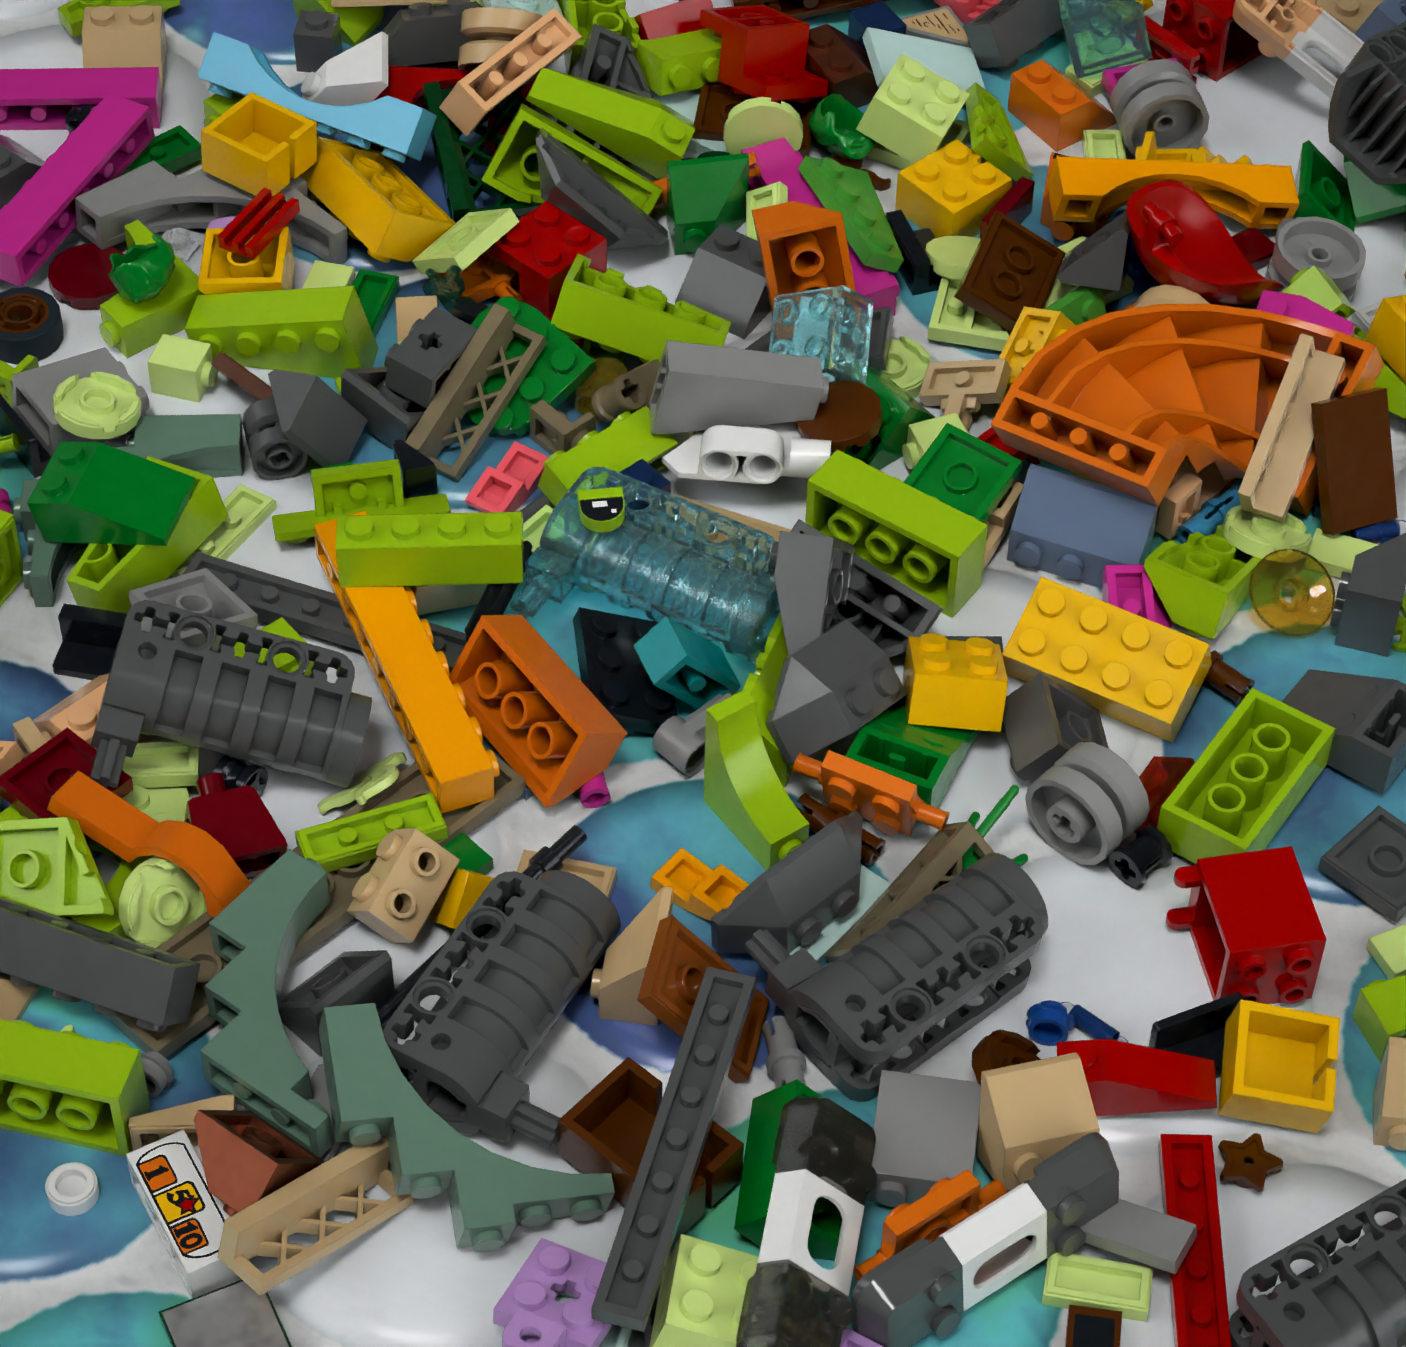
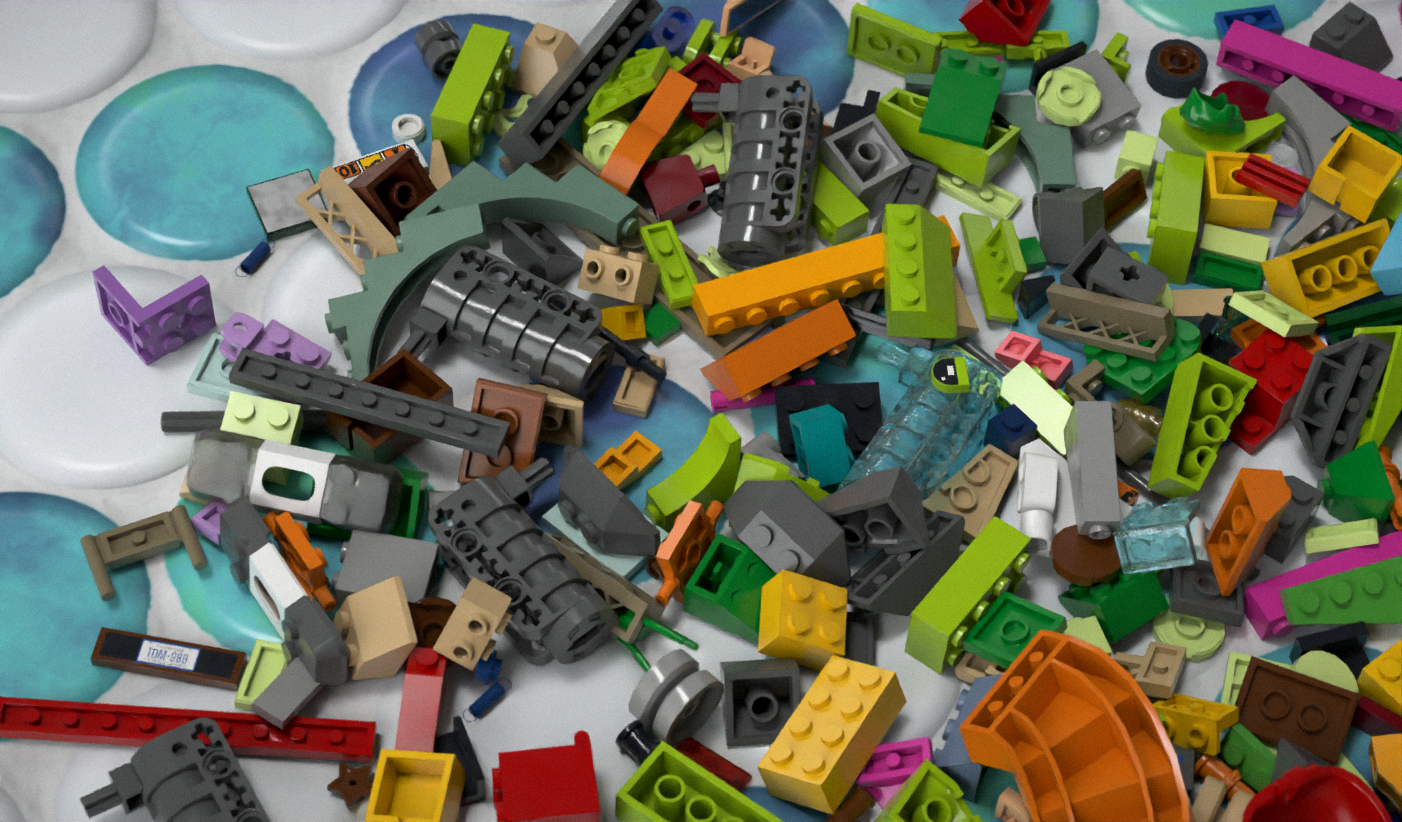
camera: 90 degrees right, 5 degrees up
(157, 1072) = (489, 158): light grey plate -> none
(1039, 992) = (472, 624): none -> tan brick

